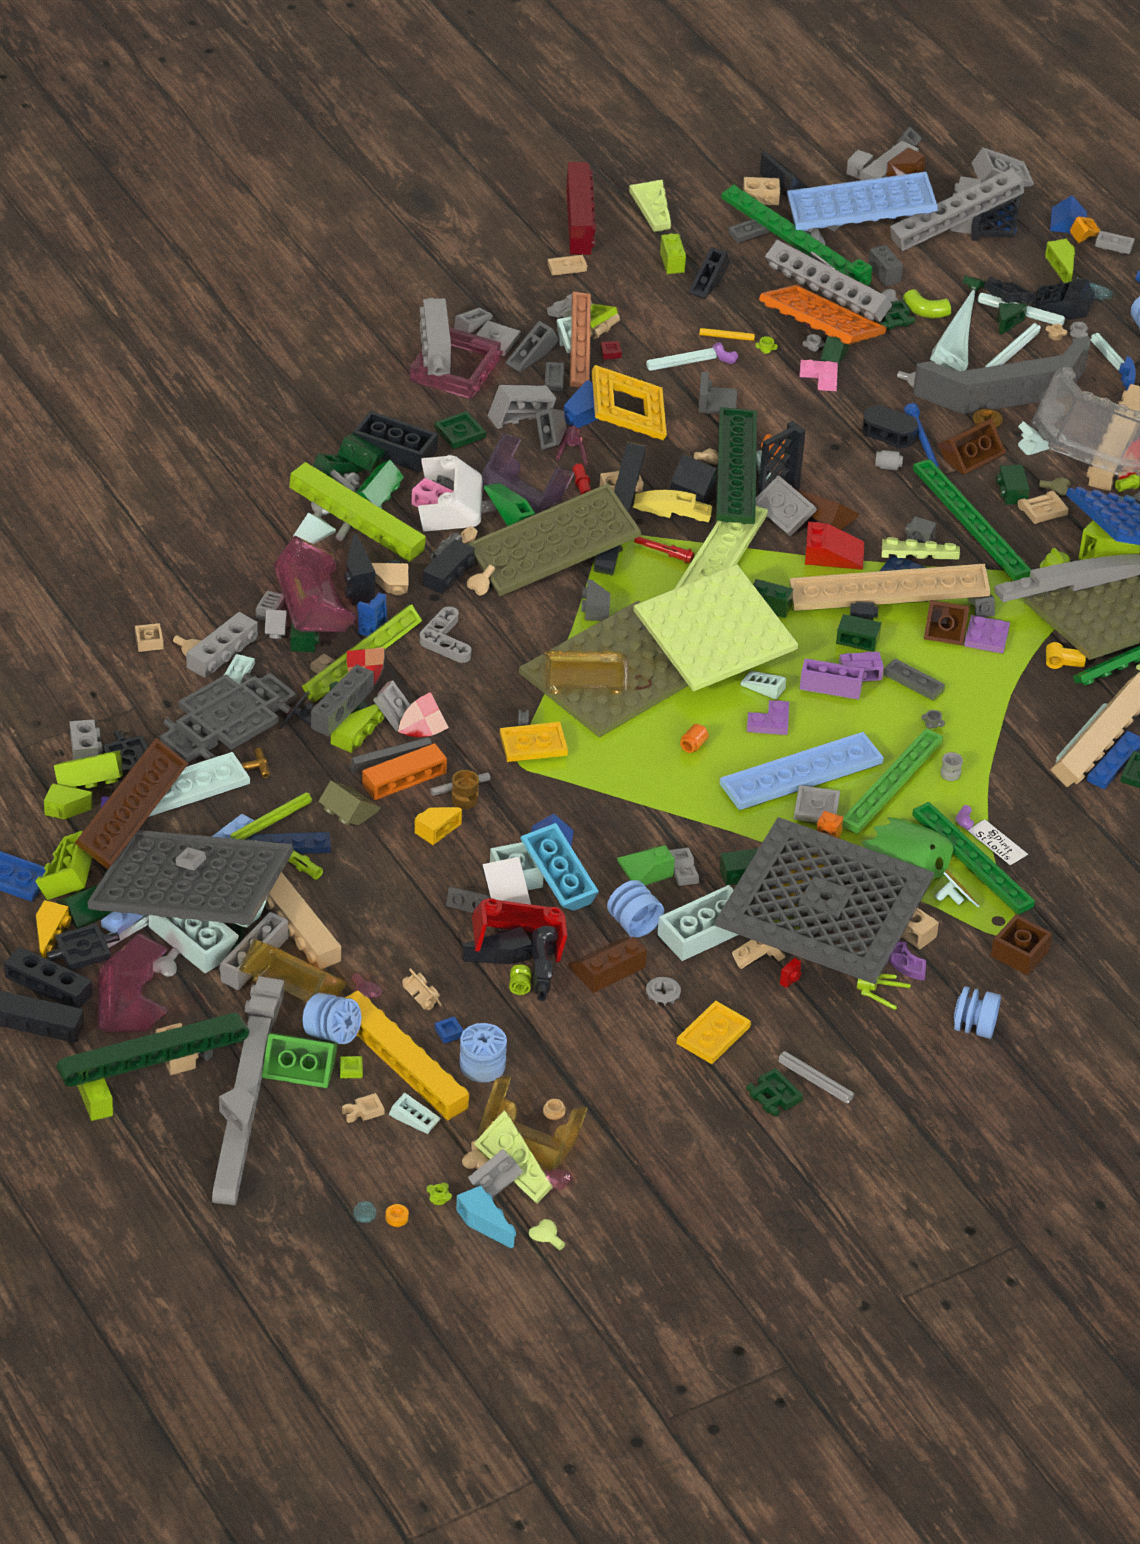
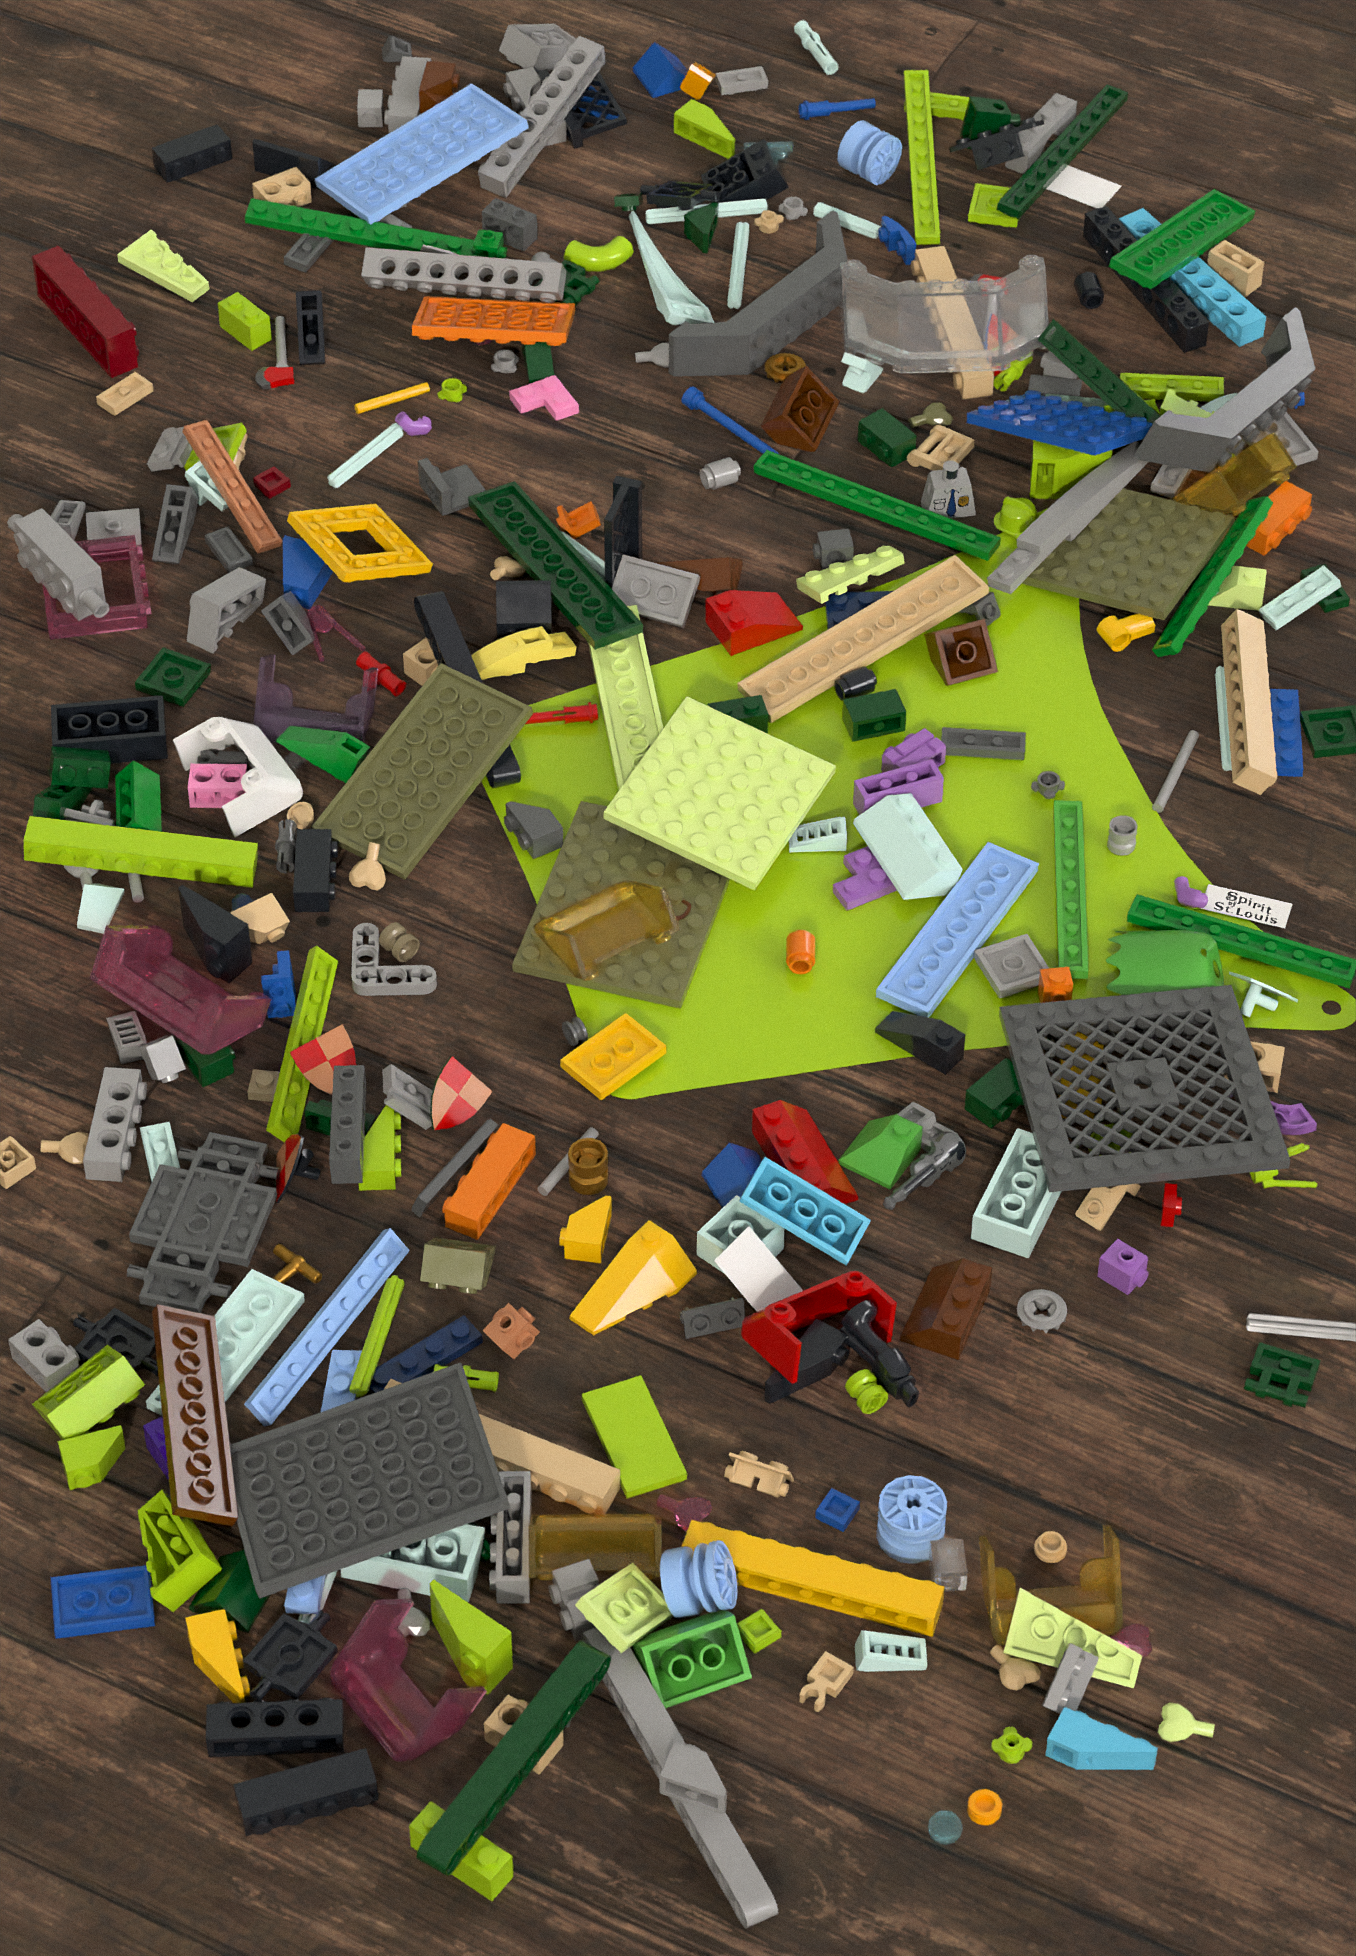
camera: 30 degrees left, 5 degrees up
(185, 989) = (473, 1639): none -> lime slope
(190, 858) = (349, 1454): light grey plate -> none
(248, 800) = (326, 1327): none -> light blue plate
(278, 1011) = (625, 1607): none -> yellowish green plate
(346, 850) = (512, 1330): none -> nougat brick
(370, 938) = (634, 1436): none -> lime tile
(448, 857) = (640, 1273): none -> yellow wedge
(464, 626) = (399, 942): none -> dark tan wheel
(481, 1085) = (948, 1564): none -> clear brick
(598, 842) = (796, 1144): none -> red slope
(635, 908) = (925, 1217): light blue wheel -> none
(673, 294) = (281, 374): none -> piece
(681, 882) = (945, 1154): none -> dark grey piece
(713, 1032) = (1147, 1334): yellow plate -> none
(726, 146) = (192, 153): none -> black brick
(726, 819) = (924, 1038): none -> black slope
(731, 990) = (1123, 1267): none -> medium lavender brick
(808, 711) = (908, 847): none -> light aqua slope
(889, 426) = (685, 429): black brick -> none
(987, 634) = (1017, 644): medium lavender plate -> none
(1022, 531) = (949, 492): none -> light grey torso
(1023, 749) = (1175, 771): none -> light grey bar

